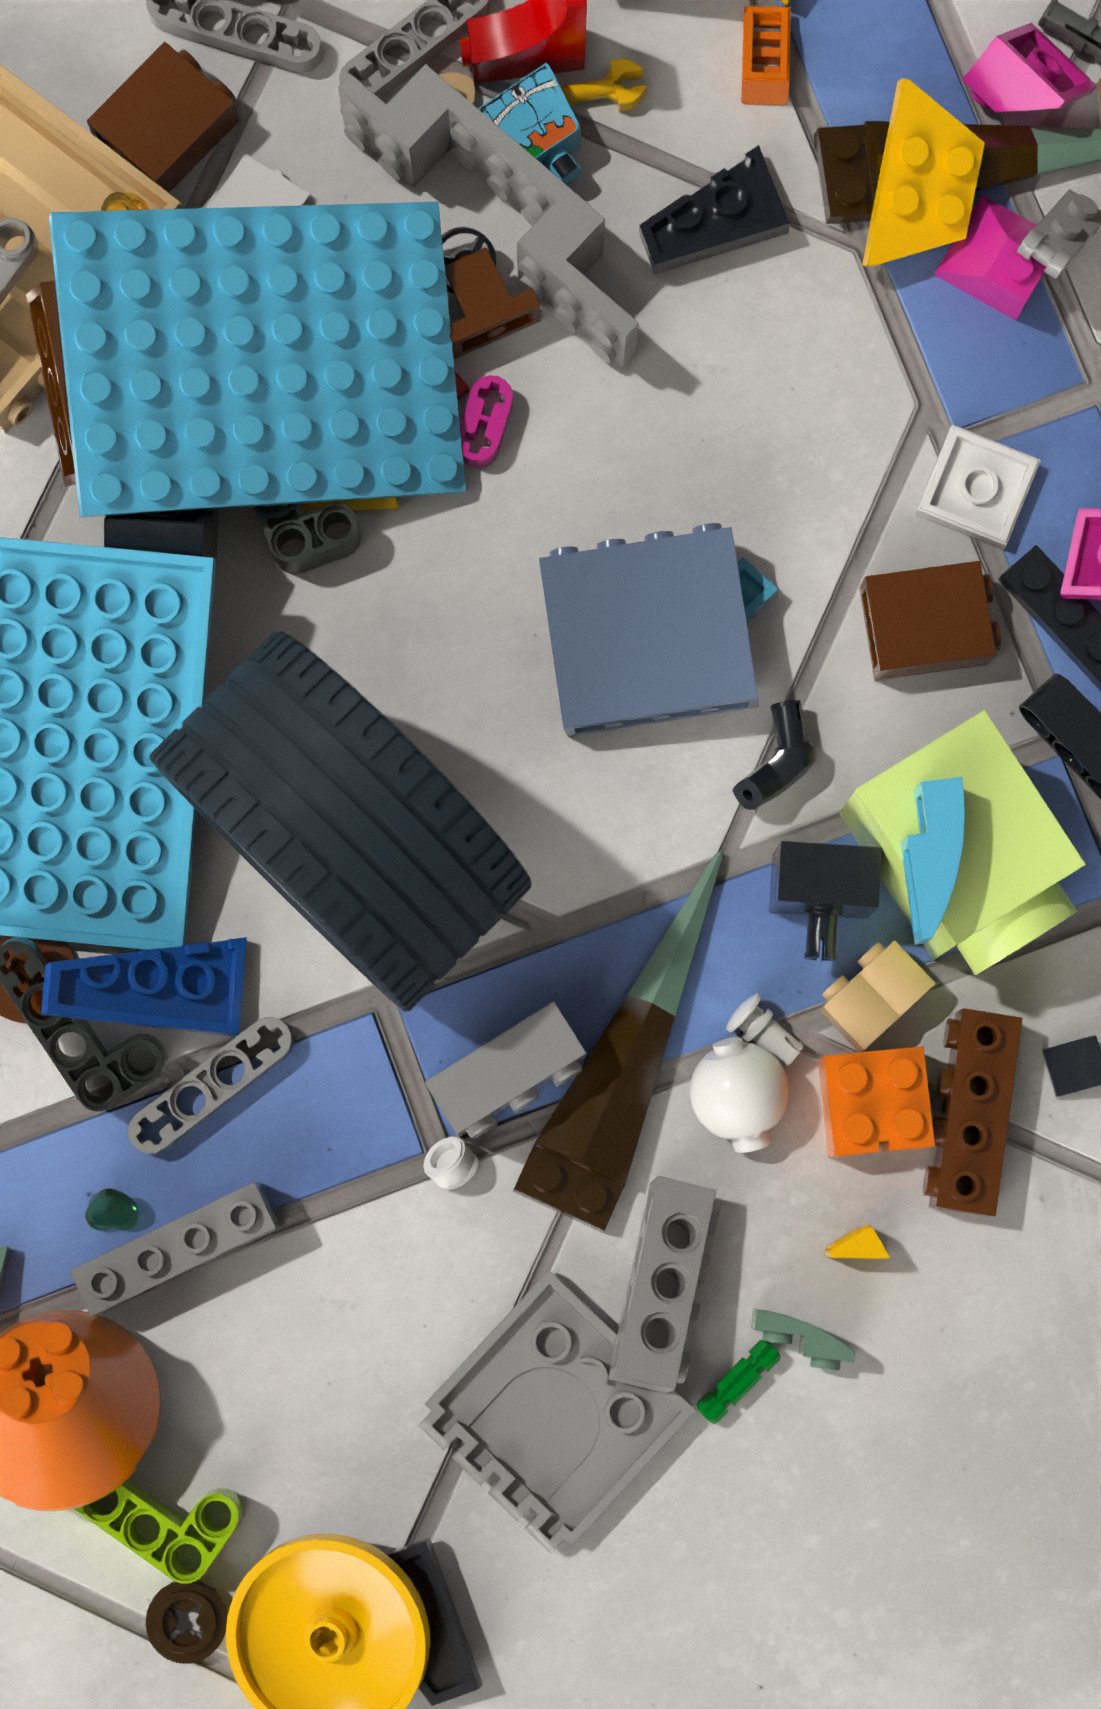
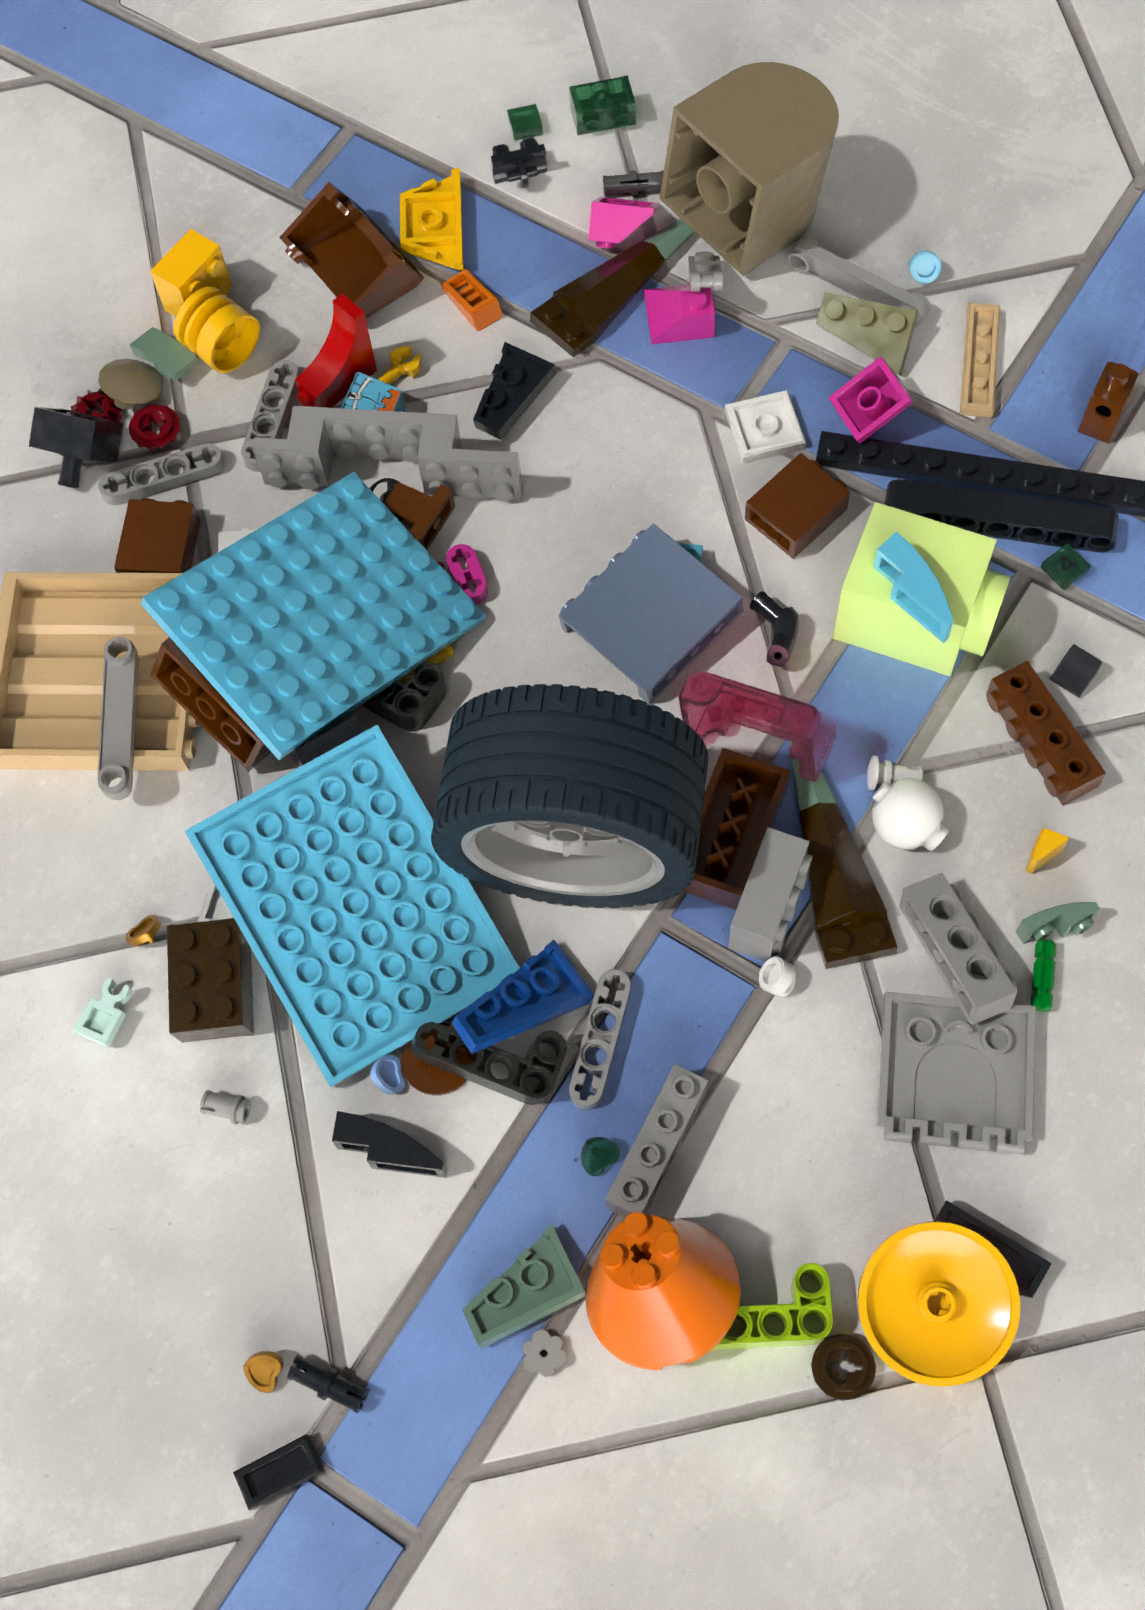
camera: 30 degrees left, 15 degrees down
(536, 958) = (735, 815): none -> reddish brown brick
(704, 906) = (713, 702): none -> clear pink windscreen
(824, 885) = (861, 670): black brick -> none
(876, 995) = (938, 711): tan brick -> none
(876, 1100) = (984, 762): orange piece -> none
(923, 179) = (609, 295): yellow wing -> none

